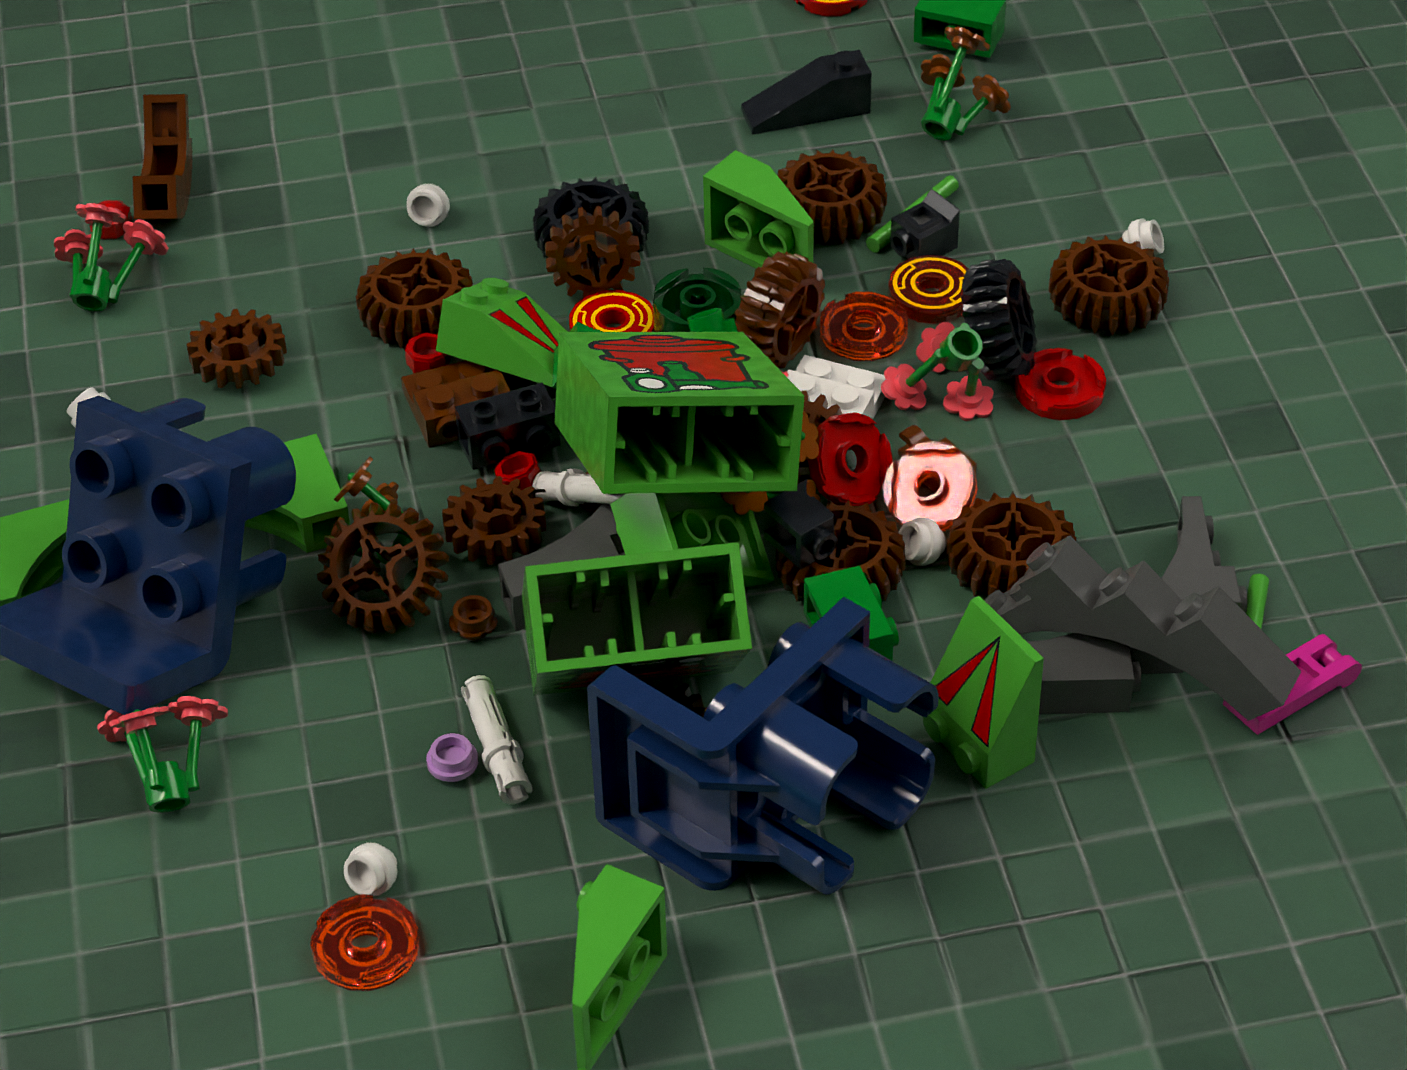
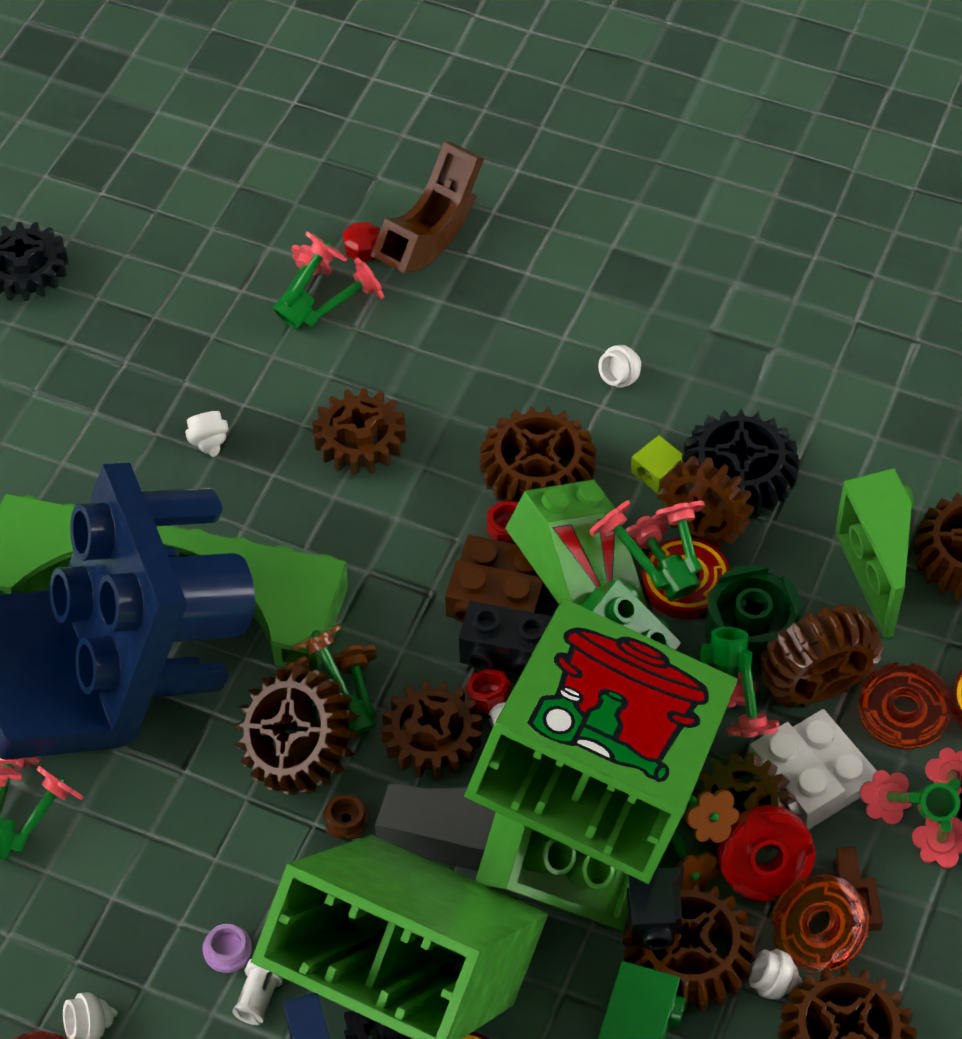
camera: 35 degrees right, 10 degrees up
(520, 259) = (654, 462): none -> lime piece
(610, 312) = (671, 574): none -> plant

